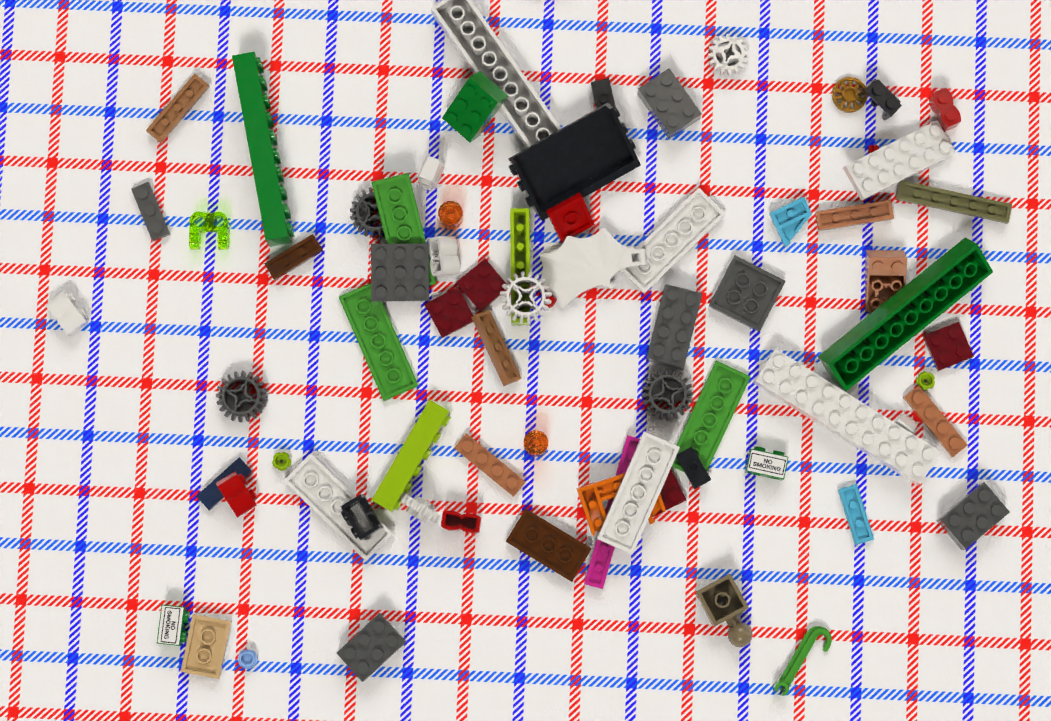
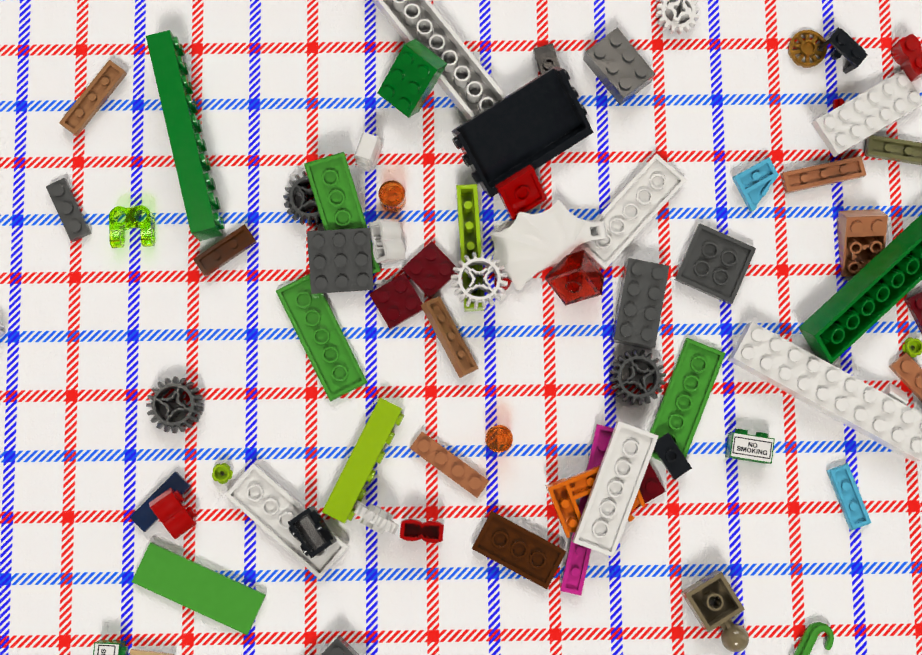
camera: 10 degrees left, 0 degrees up
(256, 563) = (199, 588): none -> bright green tile
(615, 300) = (576, 278): none -> clear red slope

